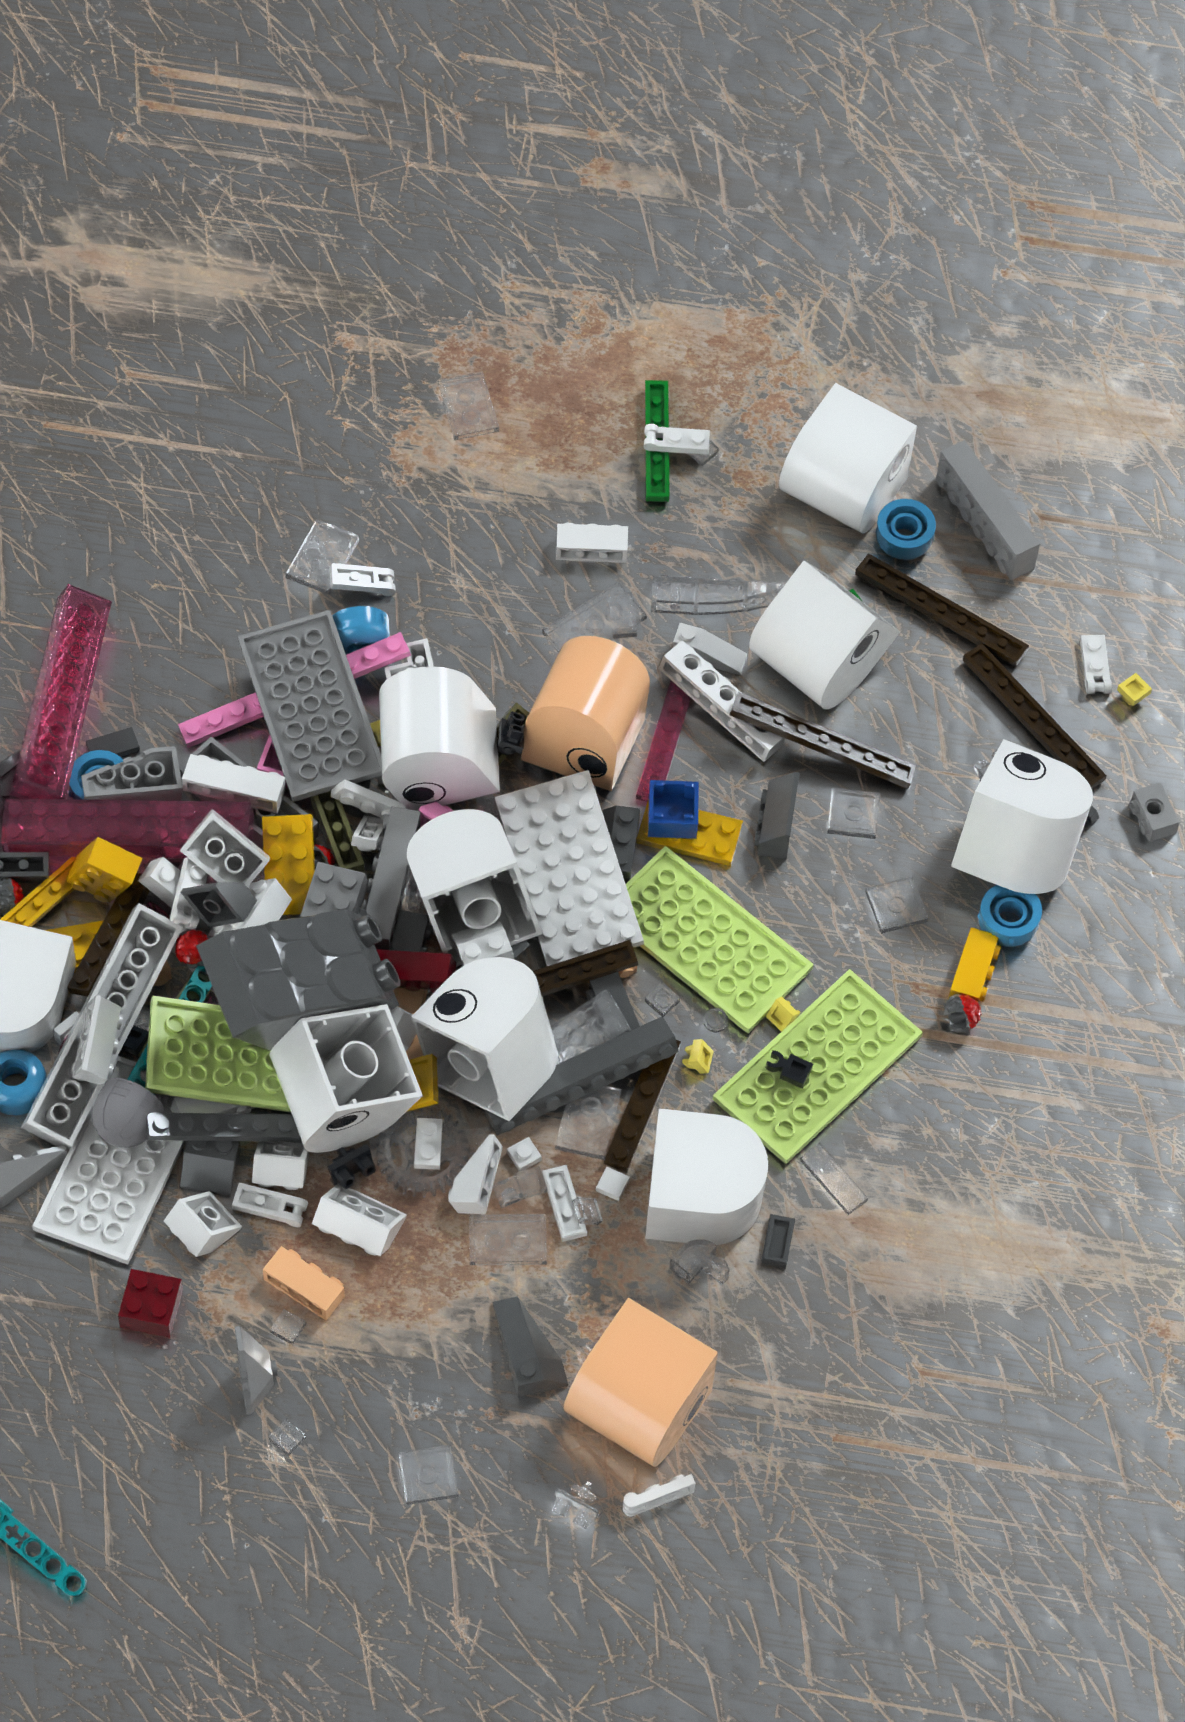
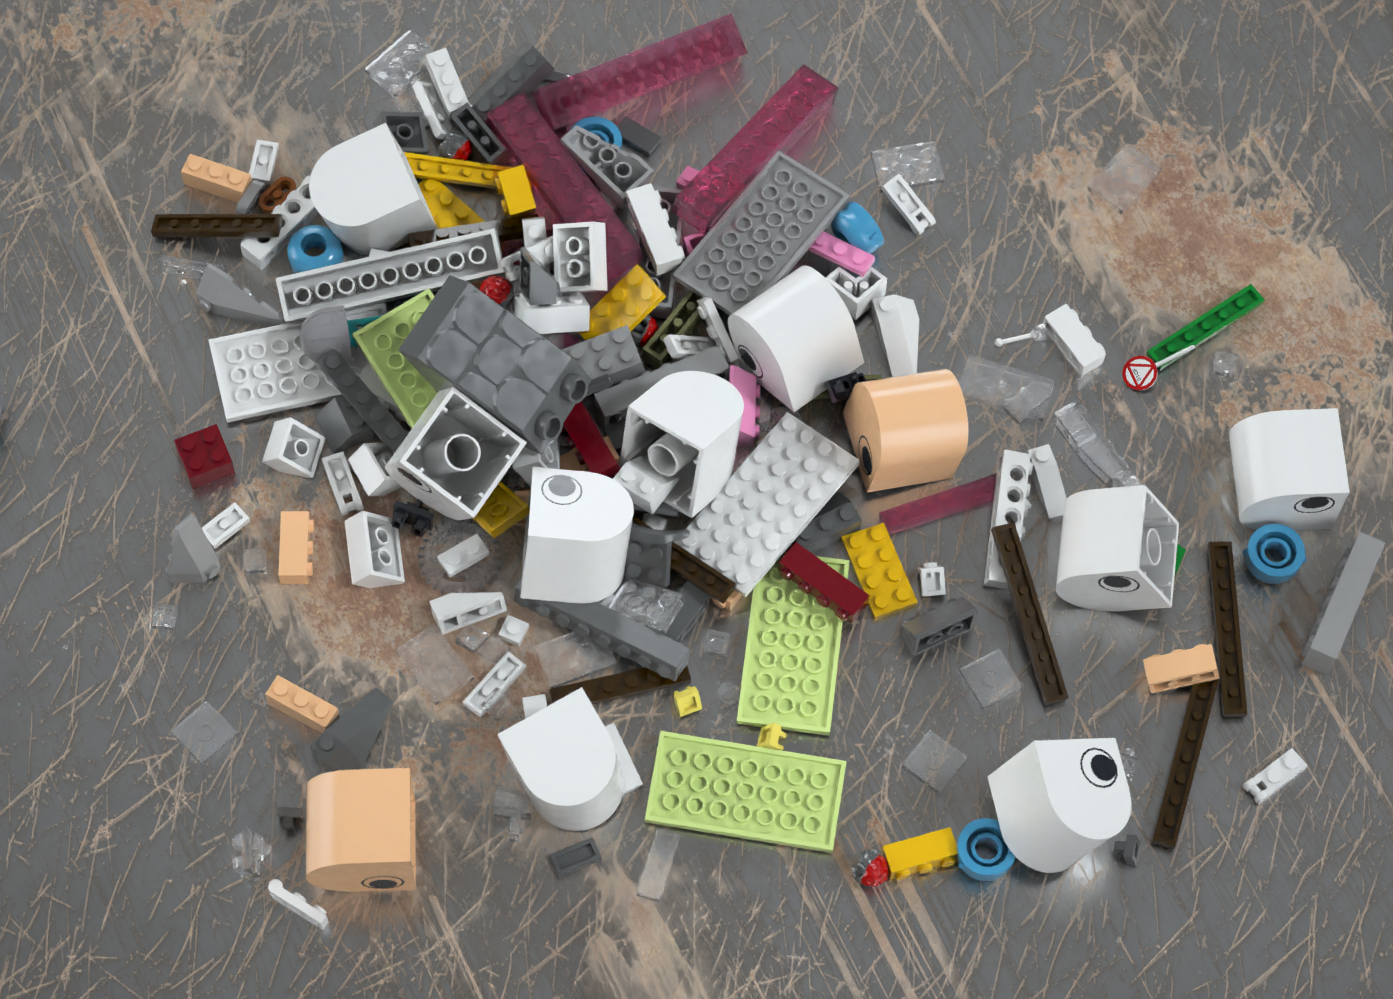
camera: 55 degrees right, 5 degrees up
(97, 1041) = (365, 277): white slope -> none
(216, 657) = (771, 129): none -> clear pink brick
(231, 1316) = (225, 525): none -> white plate
(468, 1372) = (301, 705): none -> light nougat brick
(486, 672) = (898, 332): none -> white wedge
(556, 991) = (650, 554): none -> dark grey piece
(564, 564) = (1038, 333): none -> hinge
(568, 1450) = (289, 815): none -> dark grey tile
(661, 514) = (1142, 372): none -> piece
(673, 809) = (879, 543): blue container -> none
(675, 876) = (823, 583): none -> dark red brick
(676, 440) = (1214, 339): white plate -> none
(730, 795) = (932, 579): none -> white bracket
(792, 1070) = (722, 774): black plate -> none
(955, 664) = (1181, 668): none -> light nougat brick
(1134, 689) = (1272, 818): light yellow tile -> none
(1154, 799) = (1165, 916): light grey brick -> none

